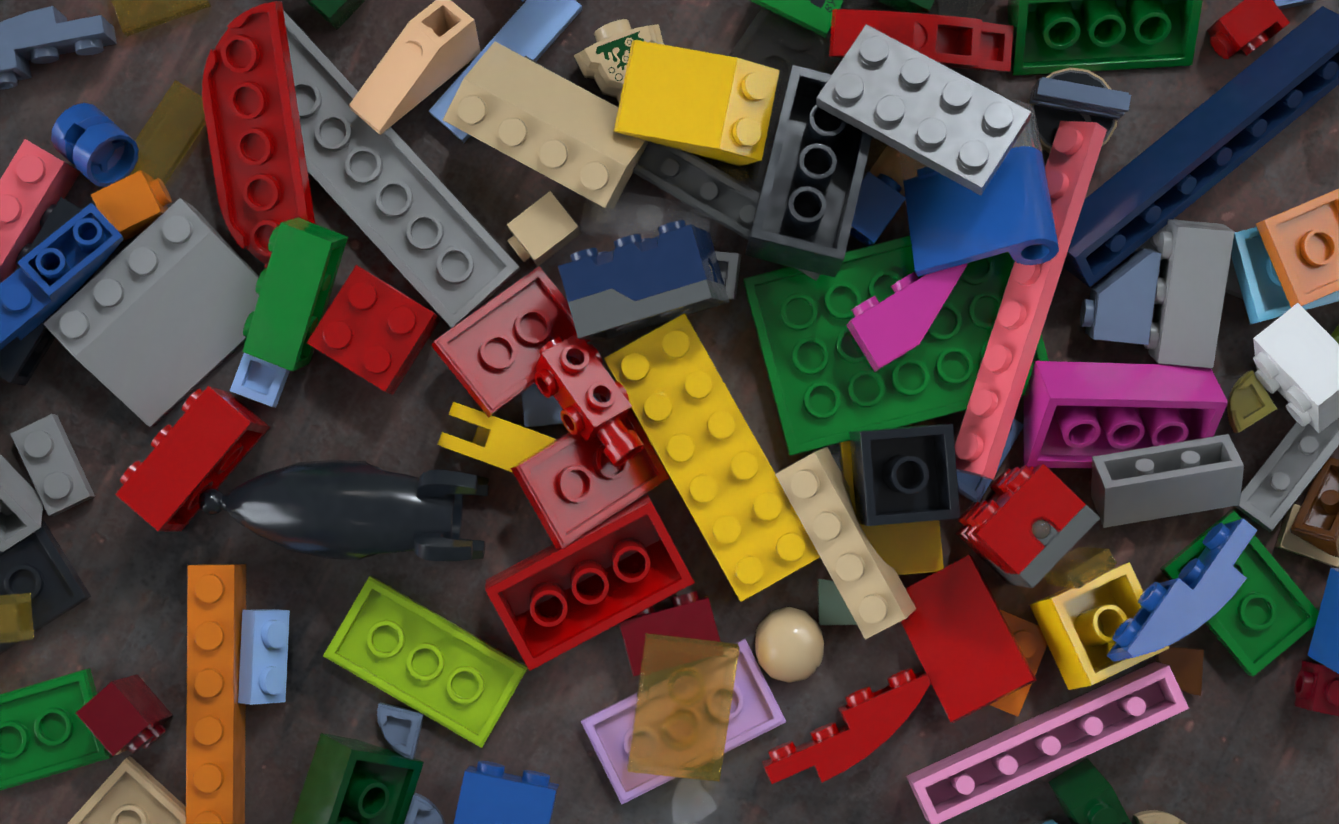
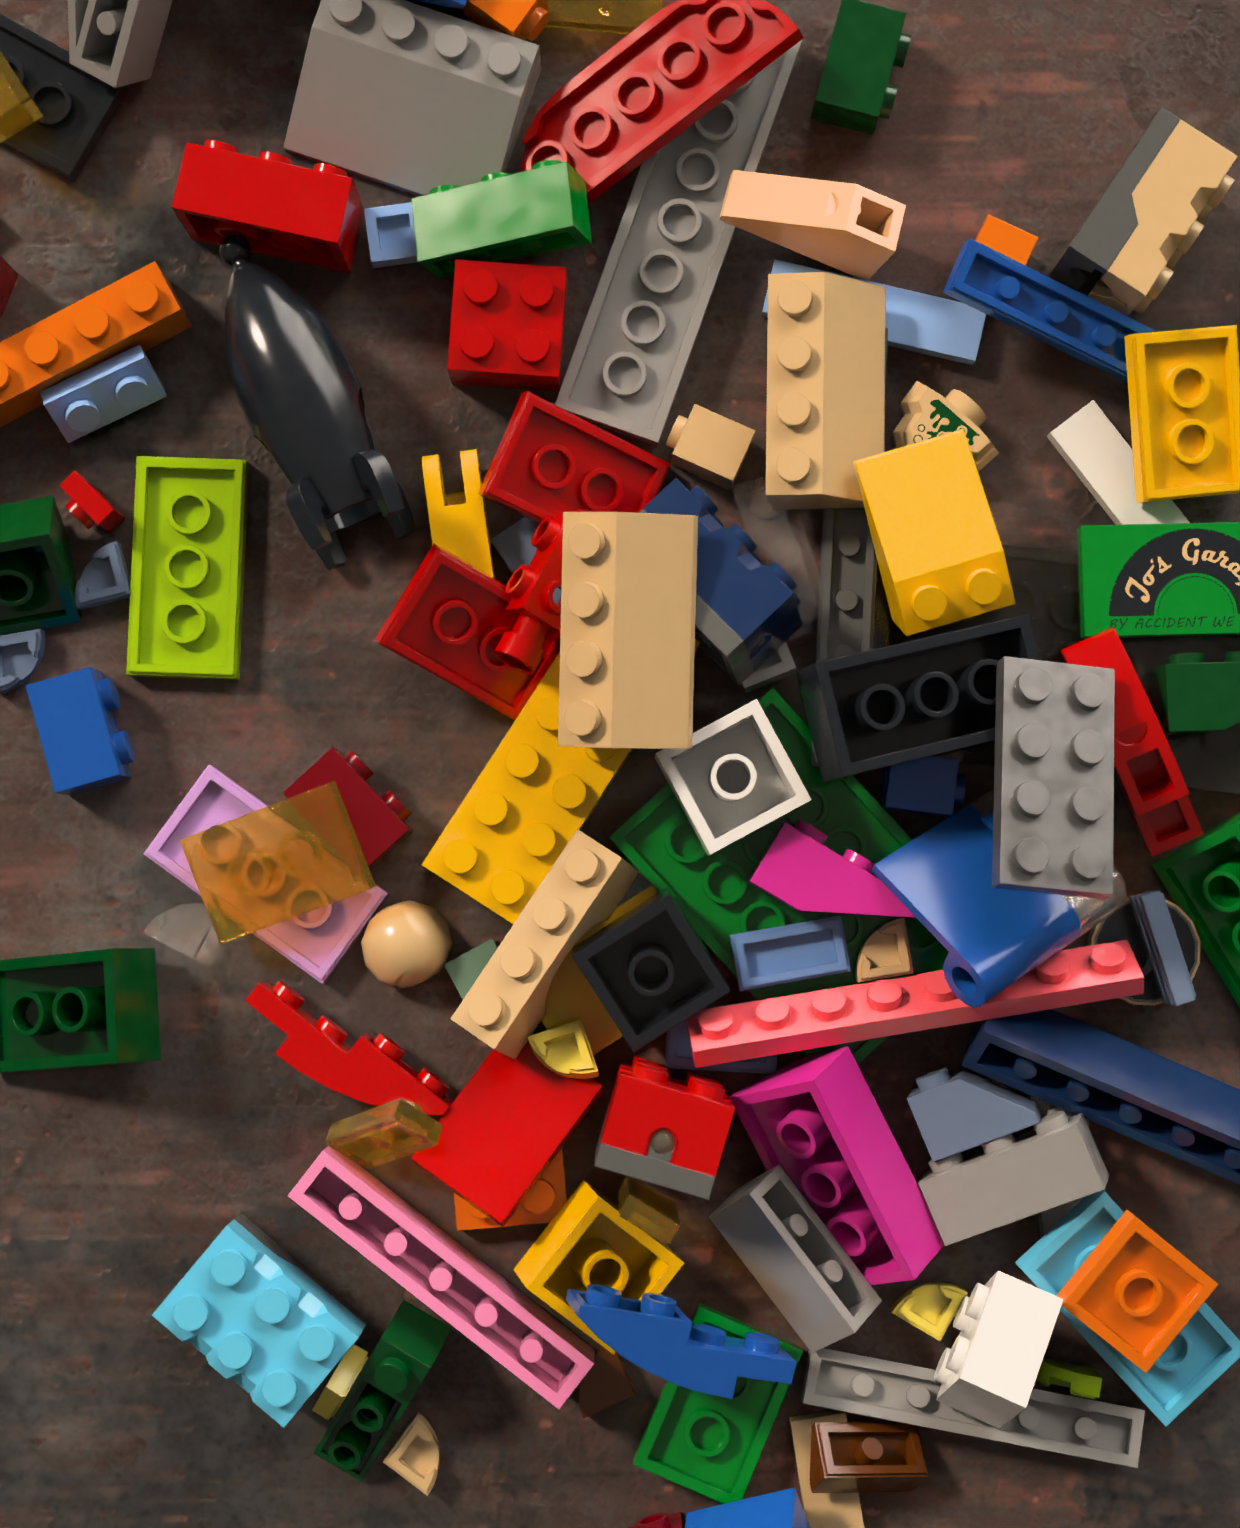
camera: 60 degrees right, 0 degrees up
(52, 465) = (190, 68): light grey plate -> none
(341, 710) = (89, 504): none -> red plate
(588, 585) = (357, 694): red slope -> none
(654, 359) = (627, 630): none -> tan slope
(797, 341) = (733, 777): none -> white brick
(922, 732) = (384, 1133): none -> clear yellow plate
(930, 568) = (565, 1051): none -> light yellow tile
(943, 368) = (790, 953): none -> medium blue tile
(979, 299) = (885, 953): none -> tan tile

